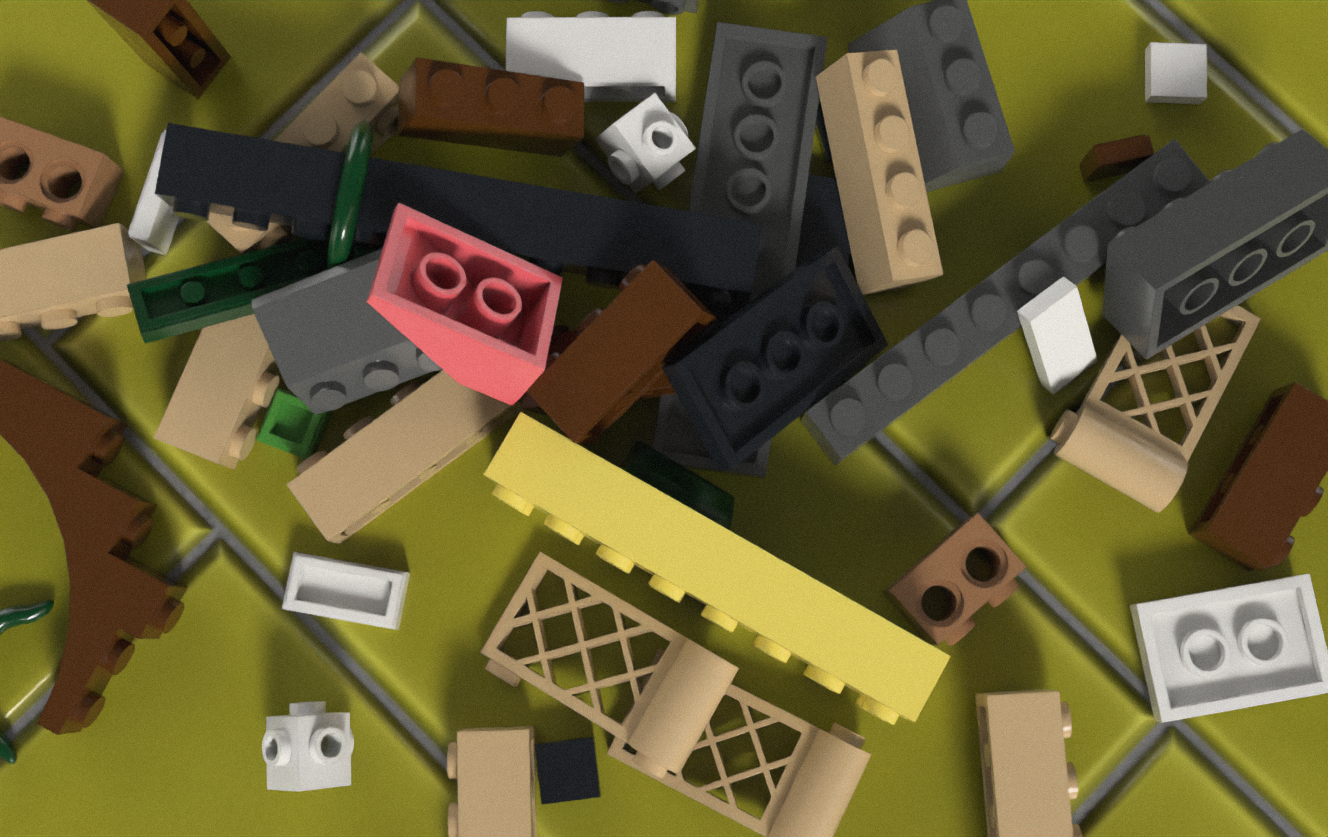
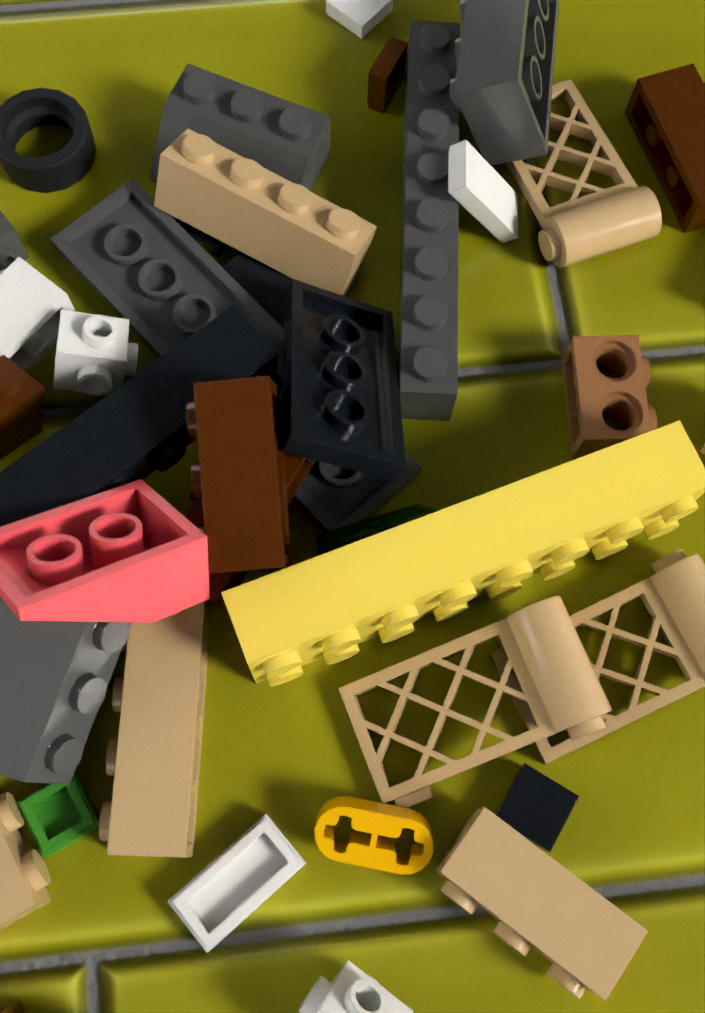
camera: 60 degrees left, 10 degrees down
(452, 663) = (371, 850): none -> yellow beam

